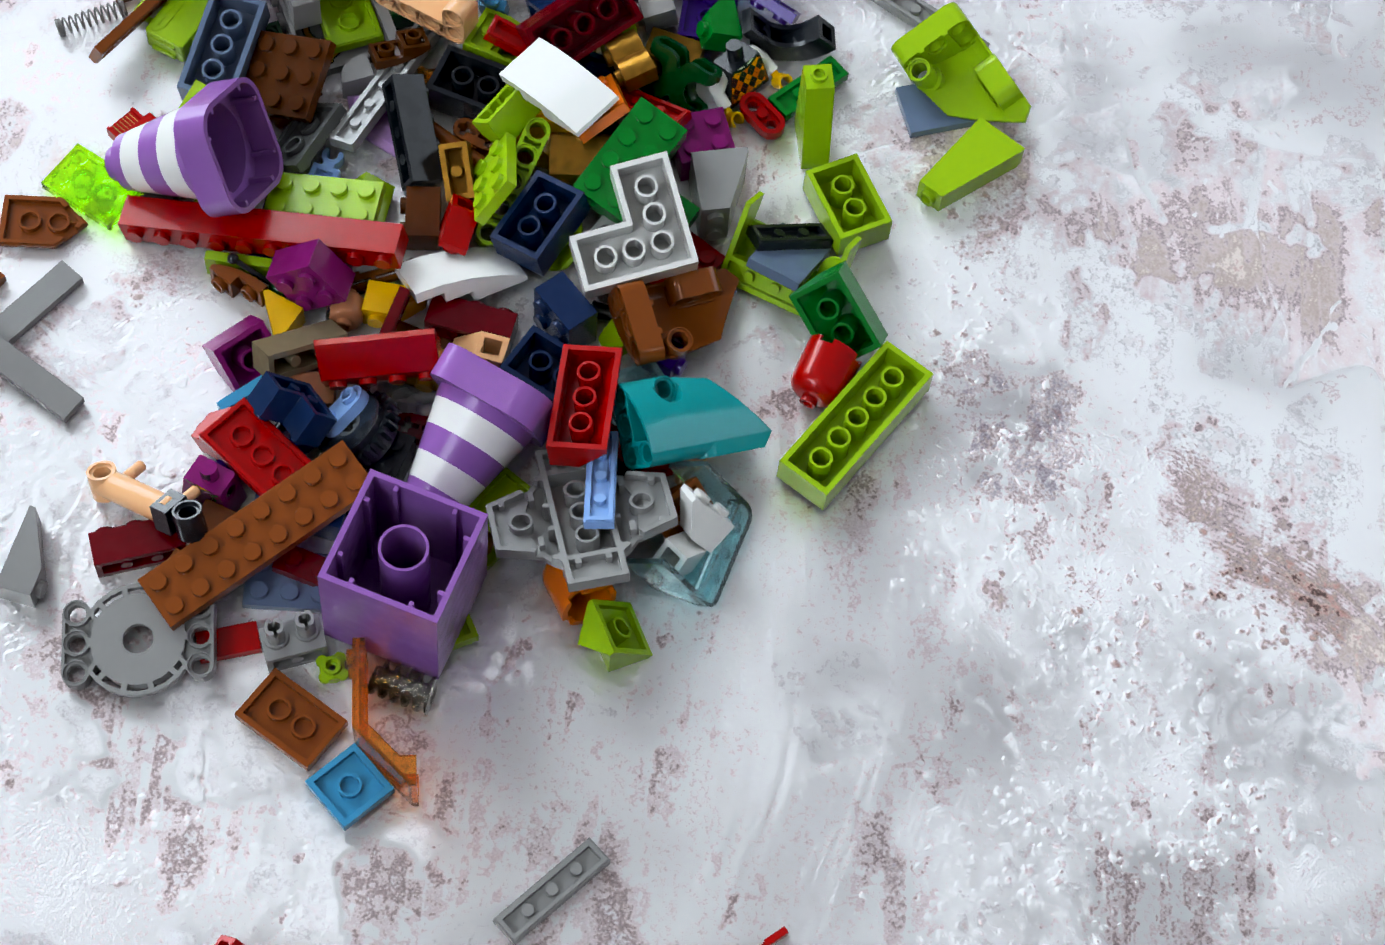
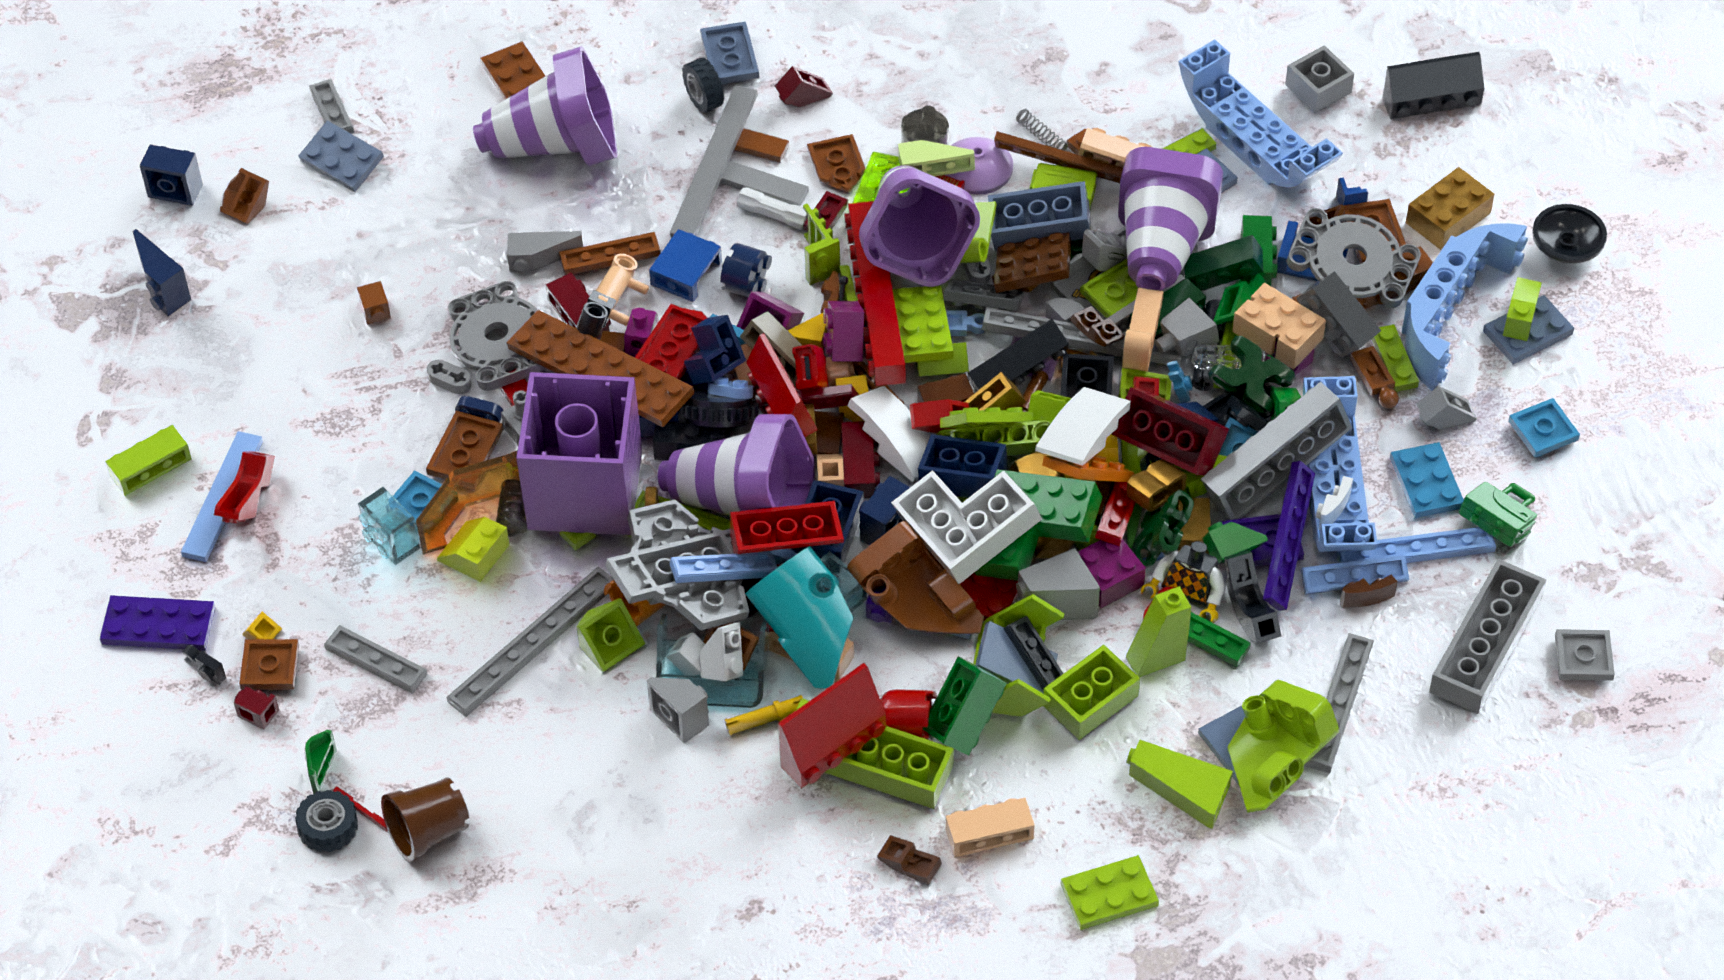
camera: 80 degrees right, 10 degrees down
(25, 767) = (374, 302): none -> dark orange brick
(47, 123) = (925, 125): none -> clear smoke brick
(61, 317) = (759, 203): none -> white axle
(66, 490) = (602, 254): none -> dark orange plate
(94, 125) = (936, 158): none -> yellowish green slope
(104, 104) = (992, 166): none -> lavender dish
(112, 255) = (830, 208): none -> dark red plate
(123, 413) = (683, 264): none -> blue panel
(169, 352) = (745, 270): none -> dark blue brick
(169, 706) = (450, 374): none -> light grey beam
(181, 268) = (823, 251): none -> lime plate
(242, 688) = (479, 408): none -> dark blue beam
(354, 319) = (810, 367): none -> red piece
(384, 825) = (388, 526): none -> clear light blue brick
(440, 743) = (476, 547): none -> neon yellow slope
(587, 718) = (529, 643): none -> light grey tile
(745, 584) = (679, 705): none -> light grey slope
(767, 497) = (761, 716): none -> yellow pin
(805, 881) = (423, 816): none -> reddish brown piece
(851, 436) = (831, 727): none -> red slope
(970, 345) = (989, 827): none -> light nougat brick
(983, 429) = (906, 859): none -> reddish brown slope
(1069, 269) = (1109, 892): none -> lime plate

